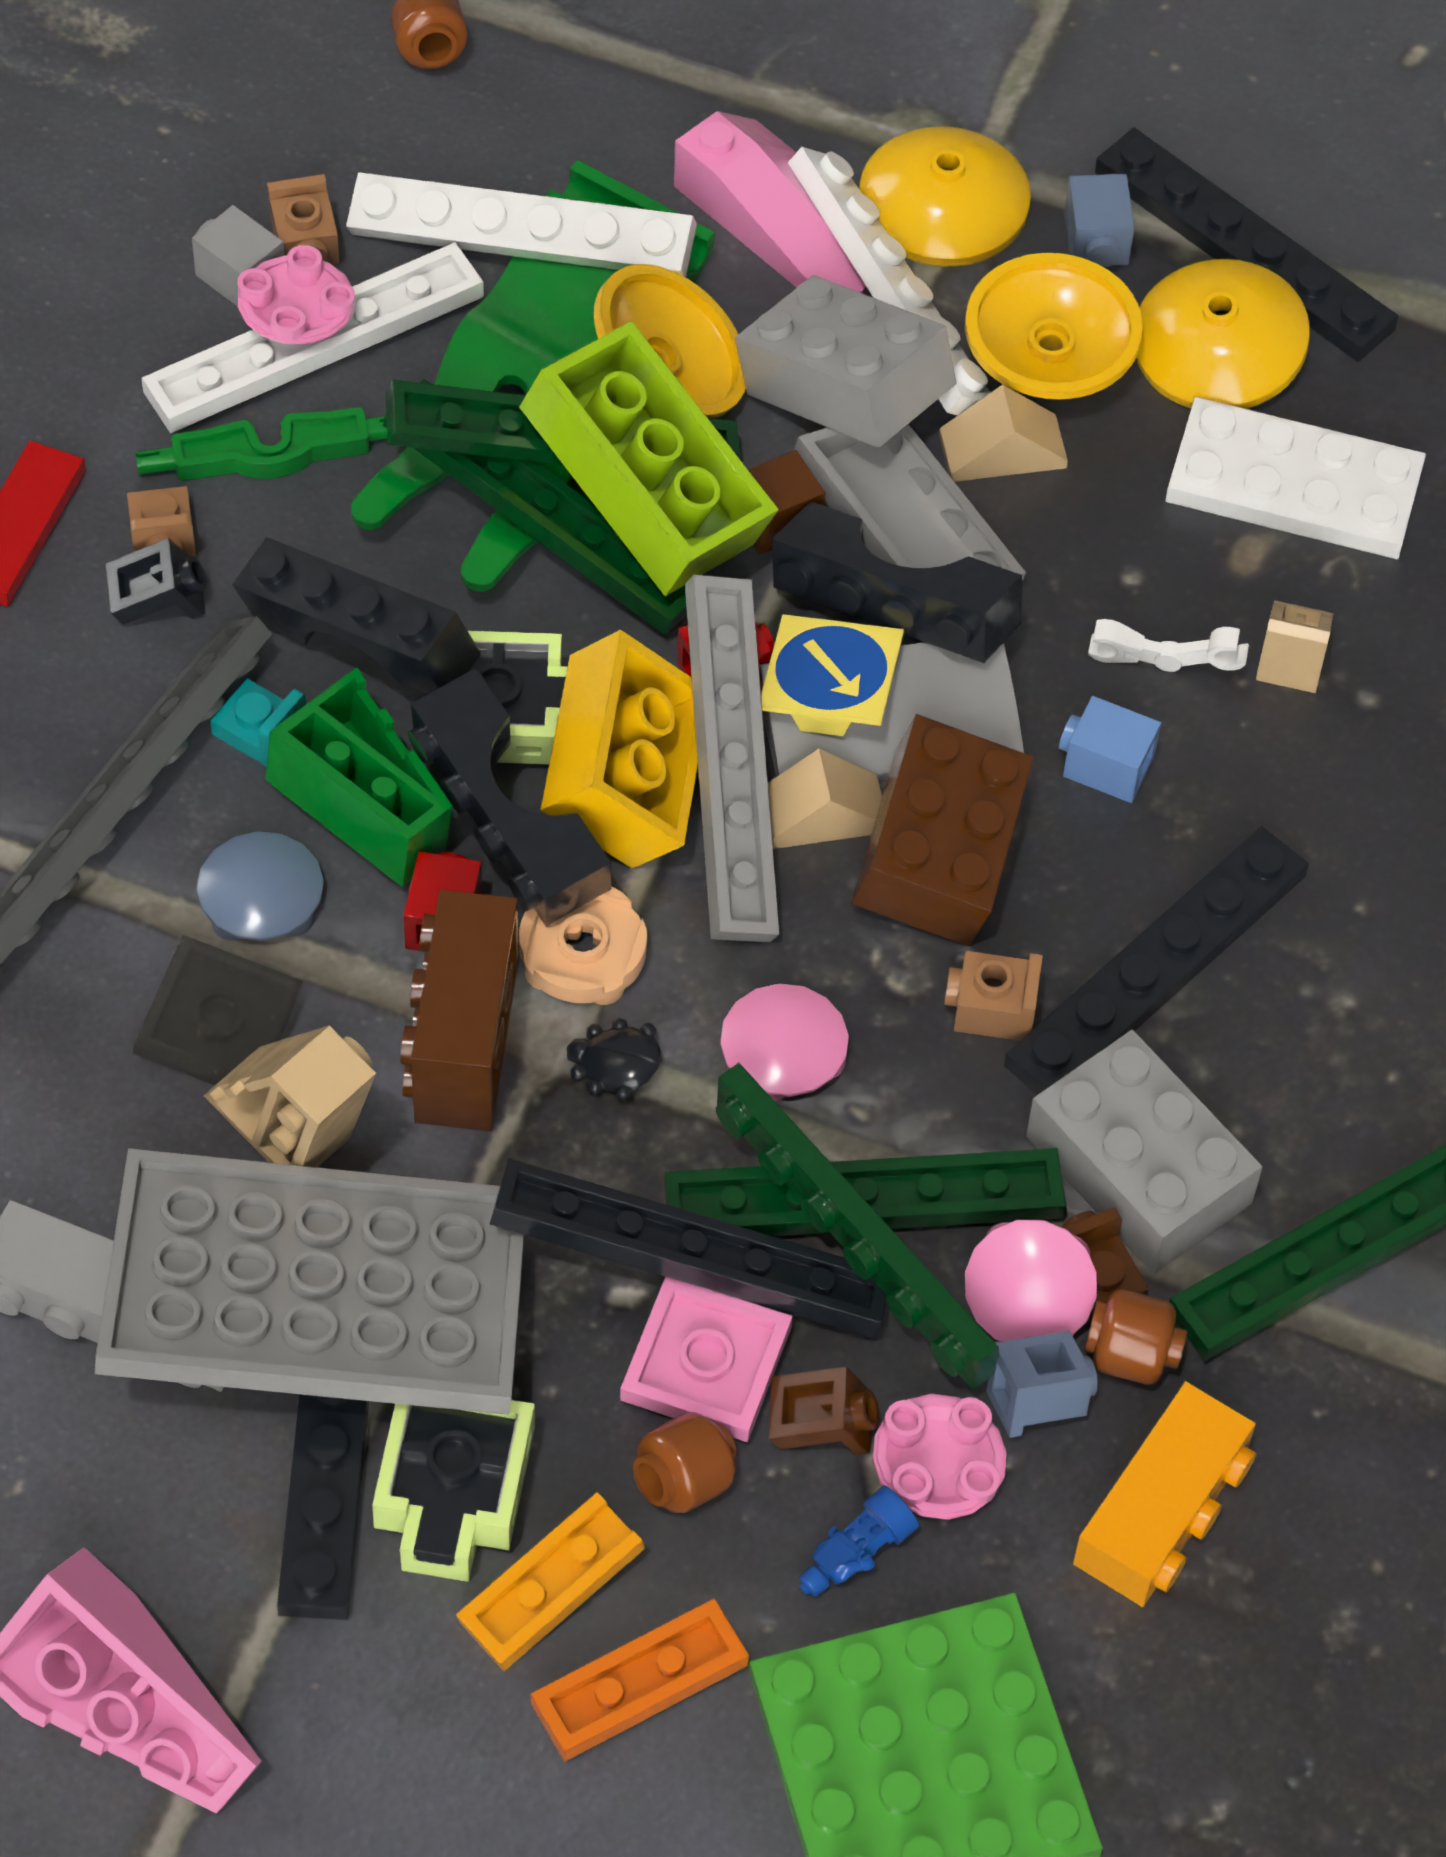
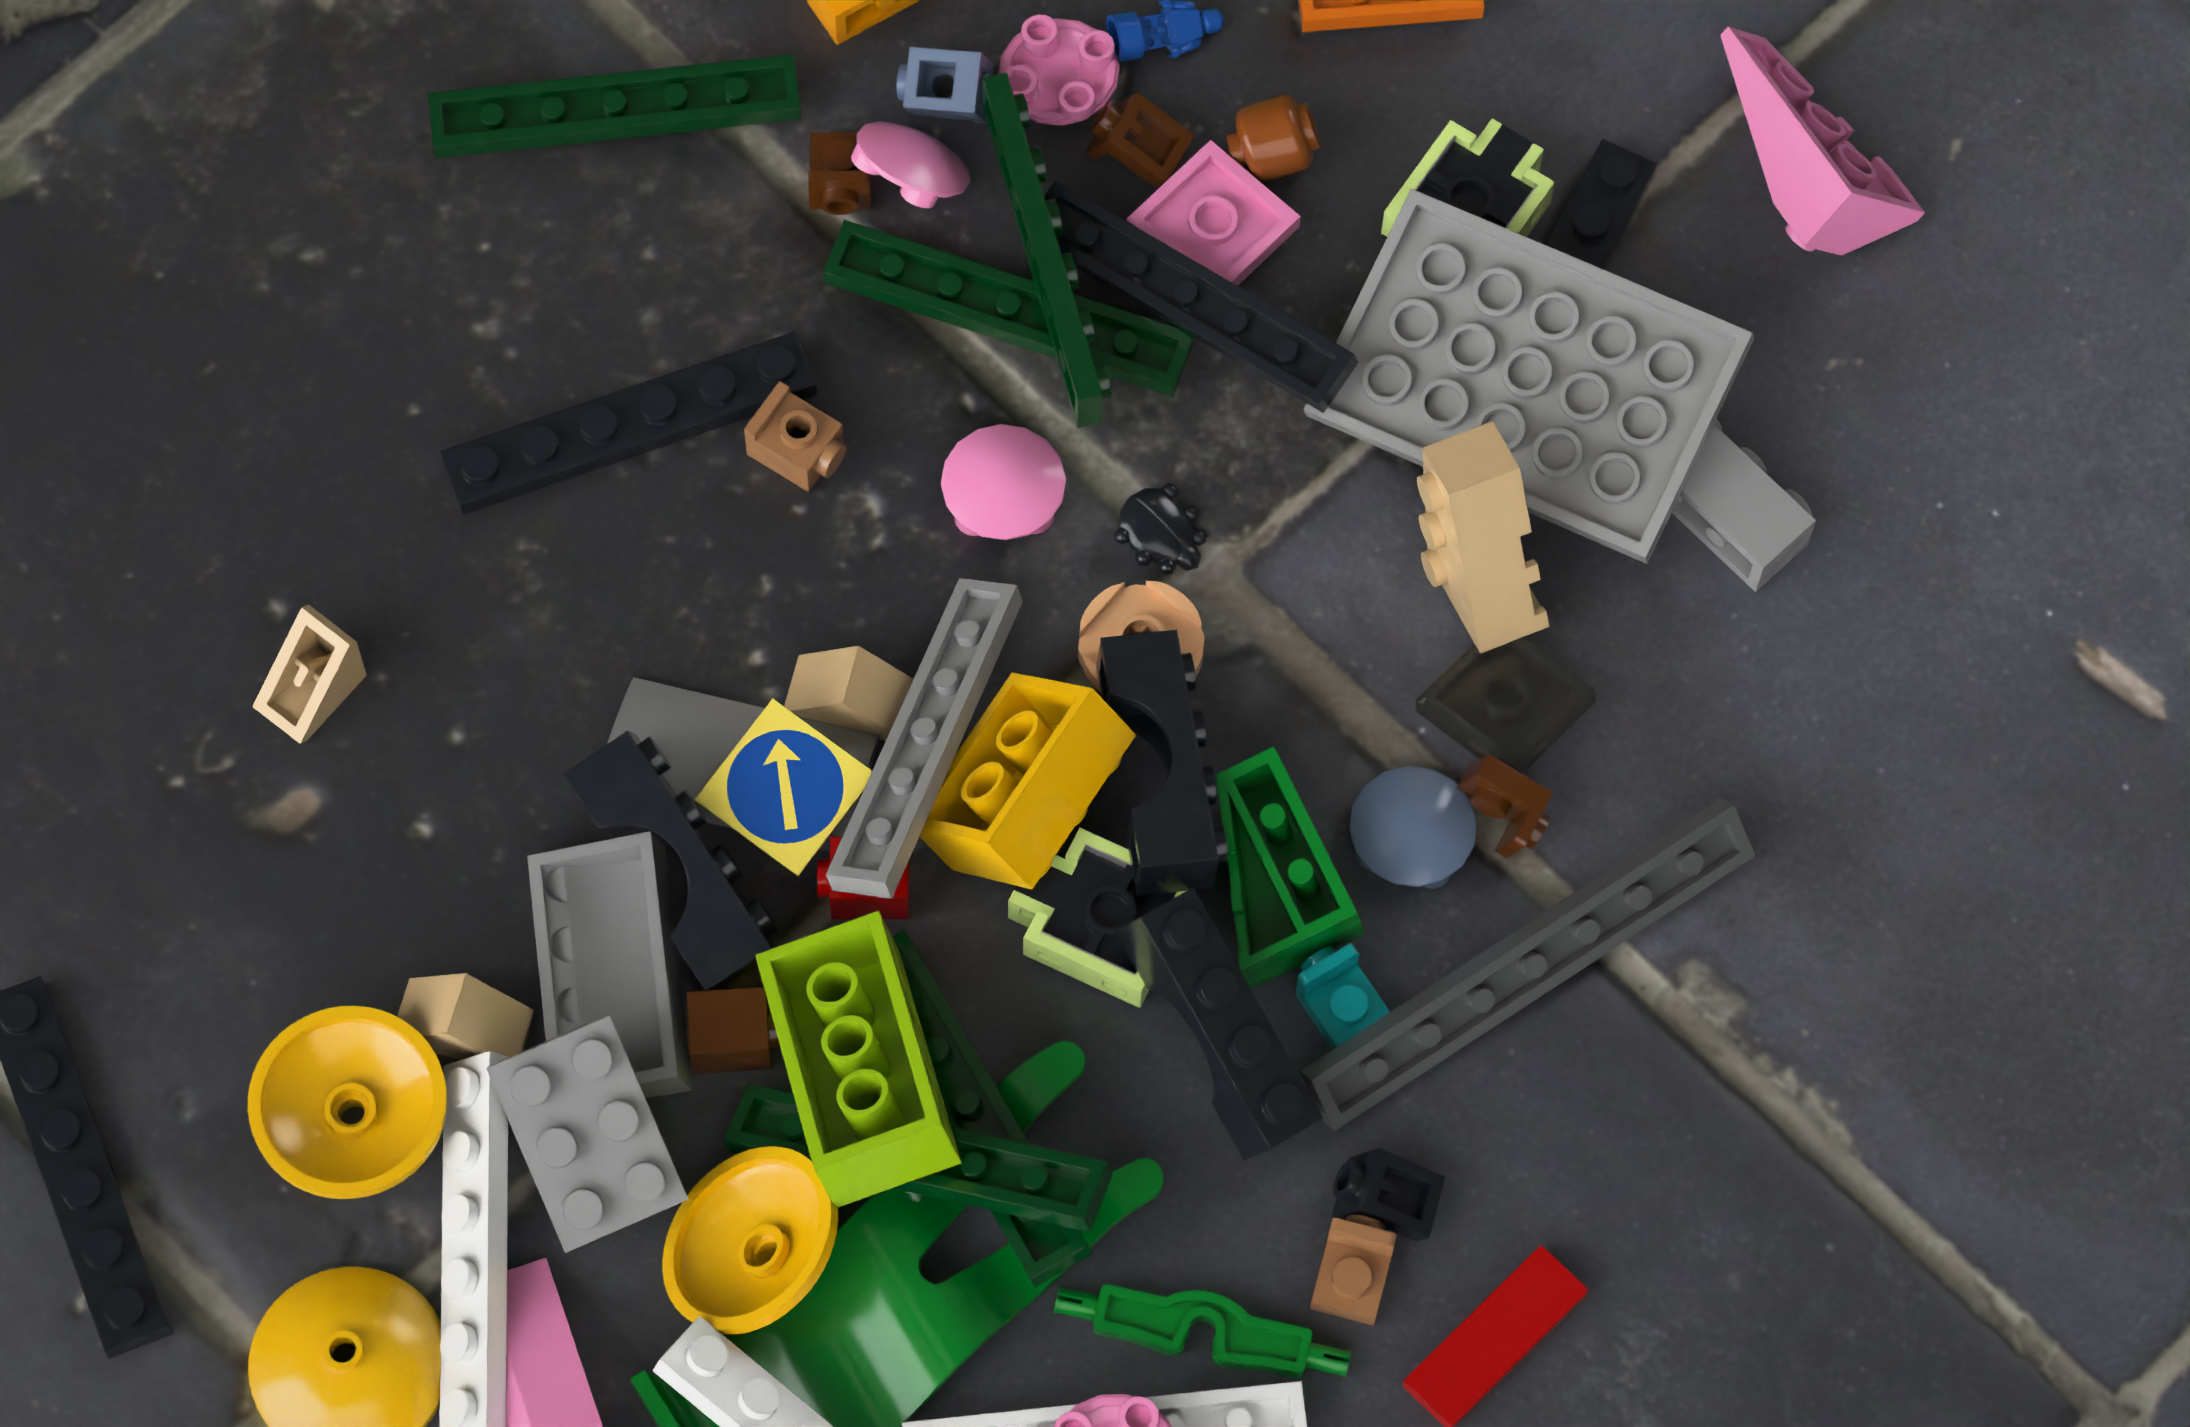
camera: 155 degrees left, 10 degrees up
(166, 919) = (1507, 794): none -> reddish brown bracket
(432, 874) = (1253, 720): red brick -> none
(461, 1010) = (1289, 585): reddish brown brick -> none
(550, 1582) = (1425, 95): light orange hinge -> none
(942, 830) = (763, 597): reddish brown brick -> none
(1099, 218) = (216, 1236): sand blue brick -> none
(1109, 748) = (556, 631): medium blue brick -> none
(1120, 644) = (478, 746): white piece -> none
(1135, 1337) = (849, 86): dark orange head -> none
(1146, 1147) = (750, 239): light grey brick -> none
(1229, 356) = (160, 1092): yellow dish -> none
(1295, 477) = (196, 866): white plate -> none

